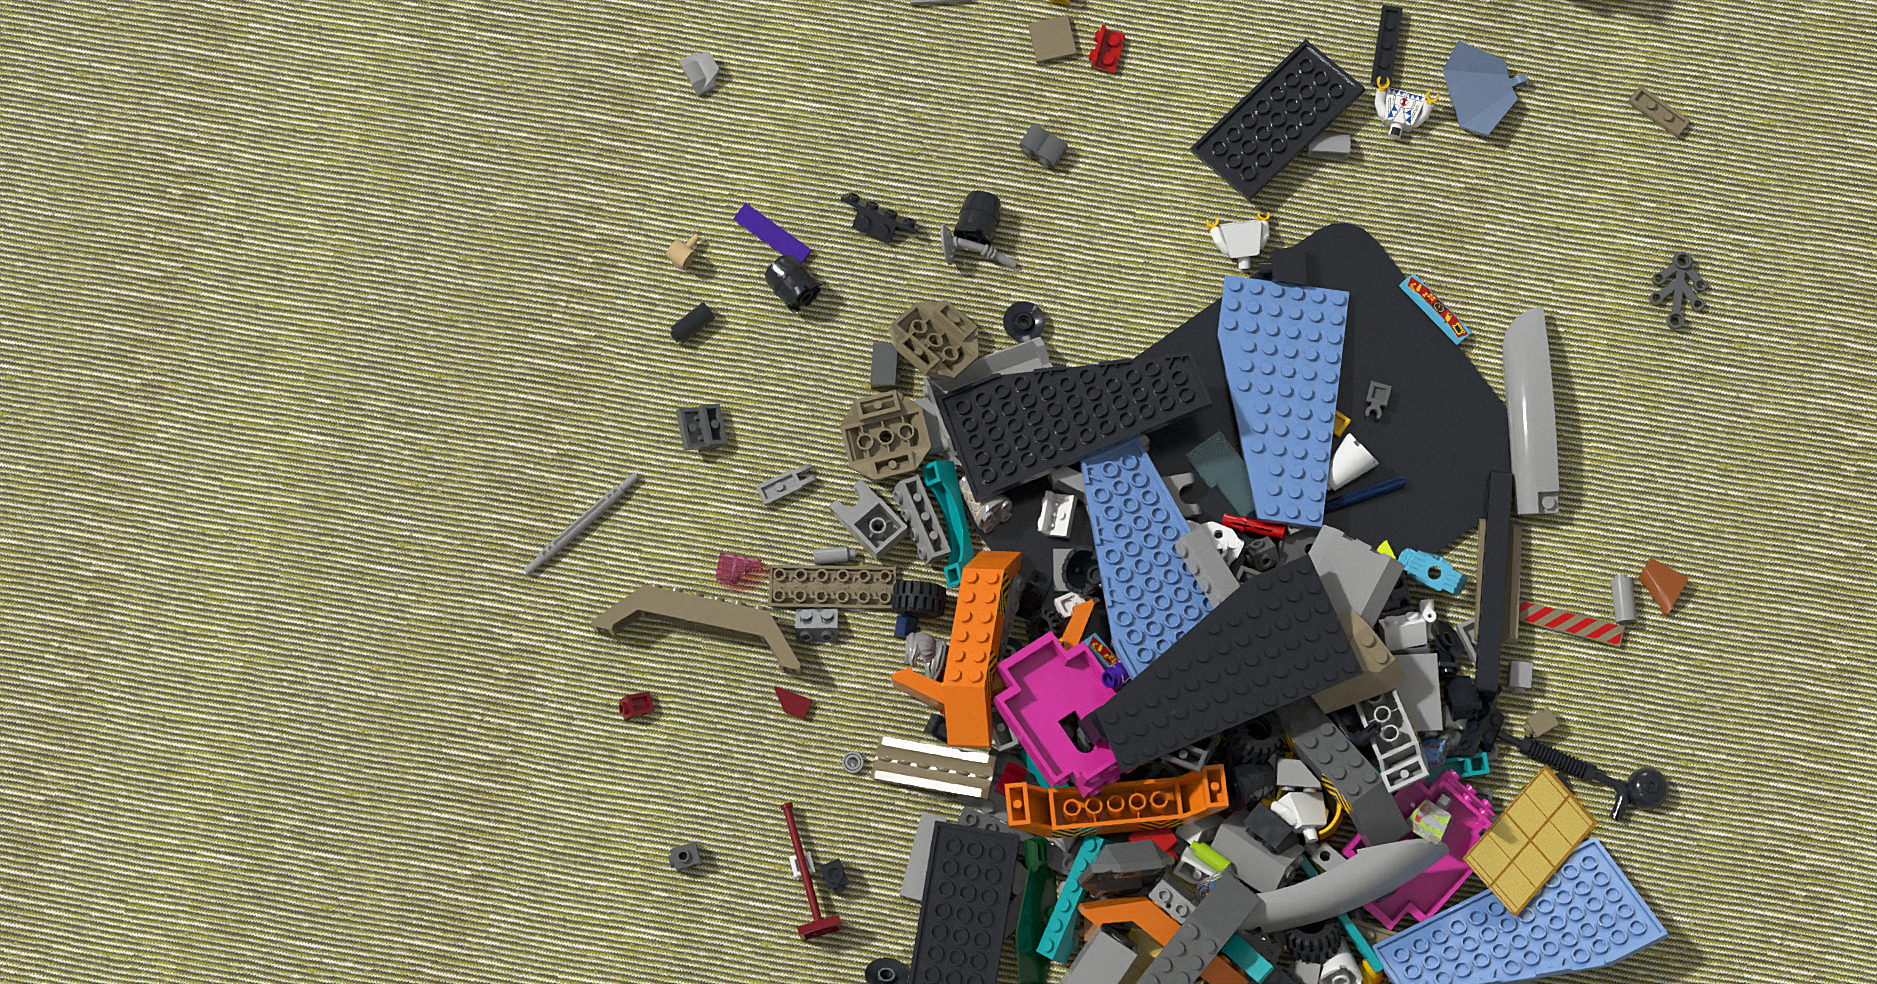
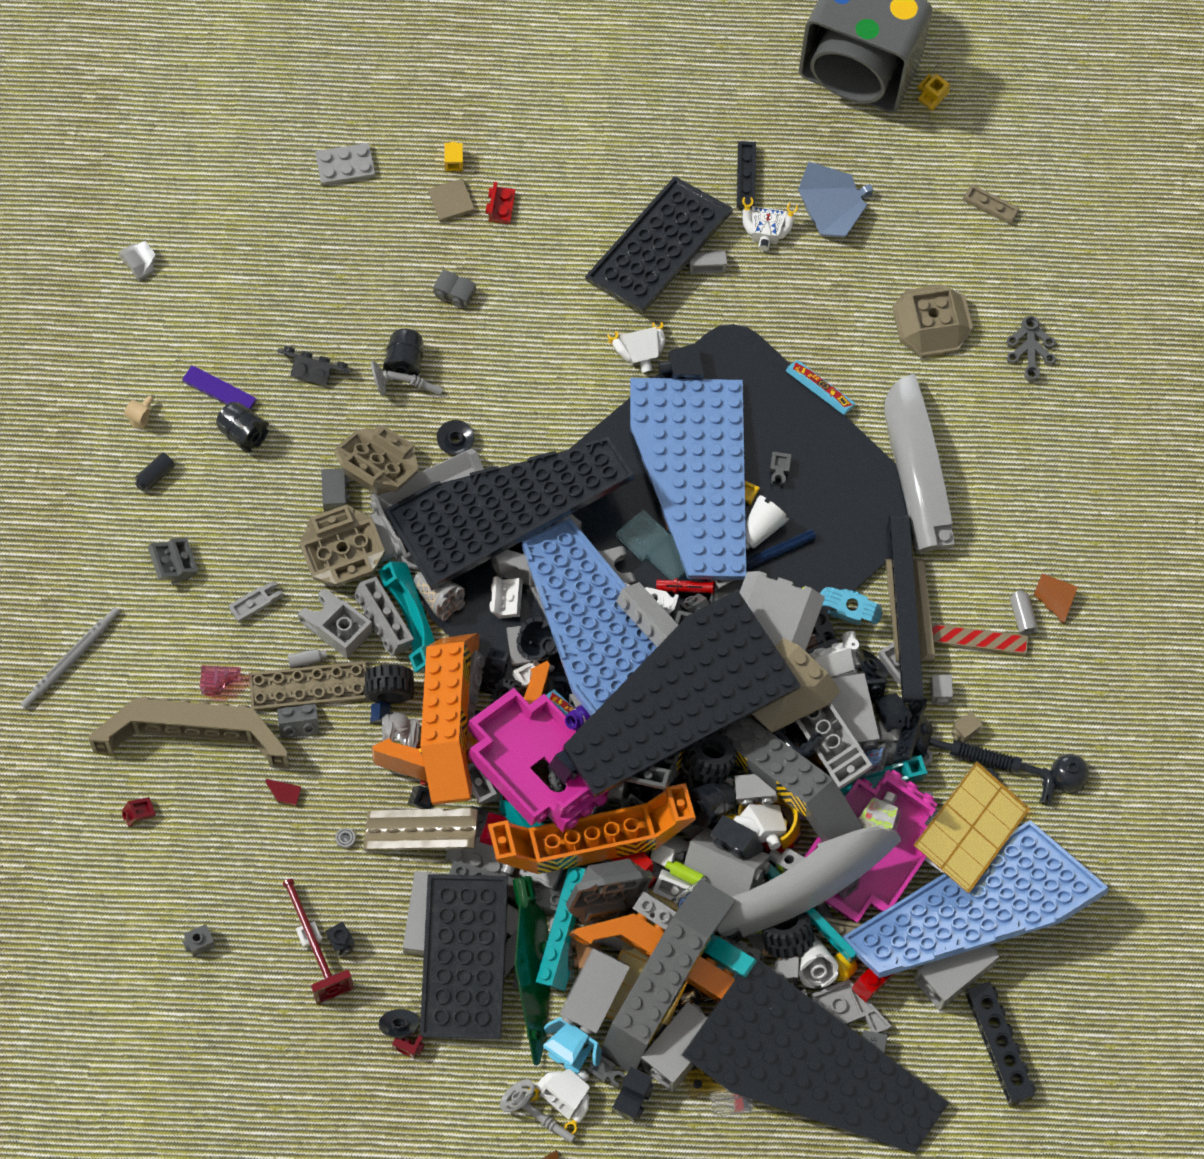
camera: 15 degrees left, 10 degrees down
(1569, 263) = (932, 335): none -> dark tan piece

